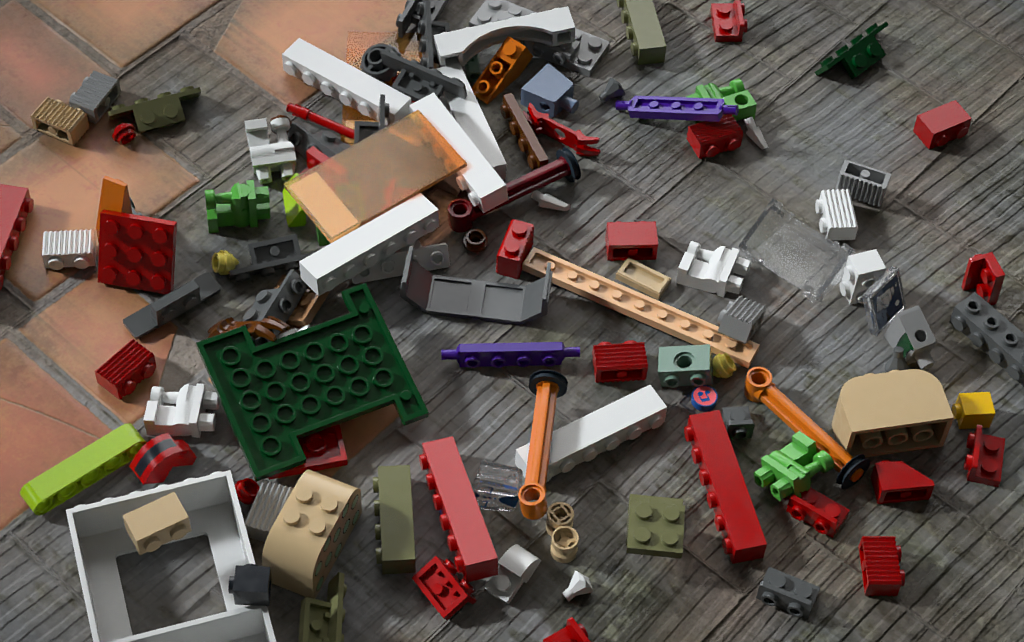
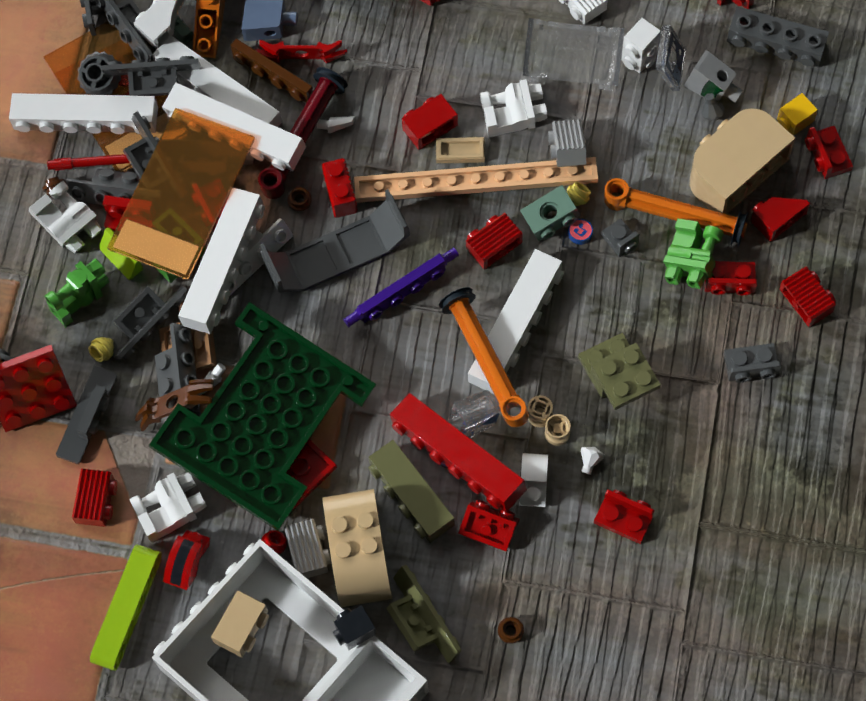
camera: 25 degrees left, 15 degrees up
(725, 487) = (648, 300): red brick -> none

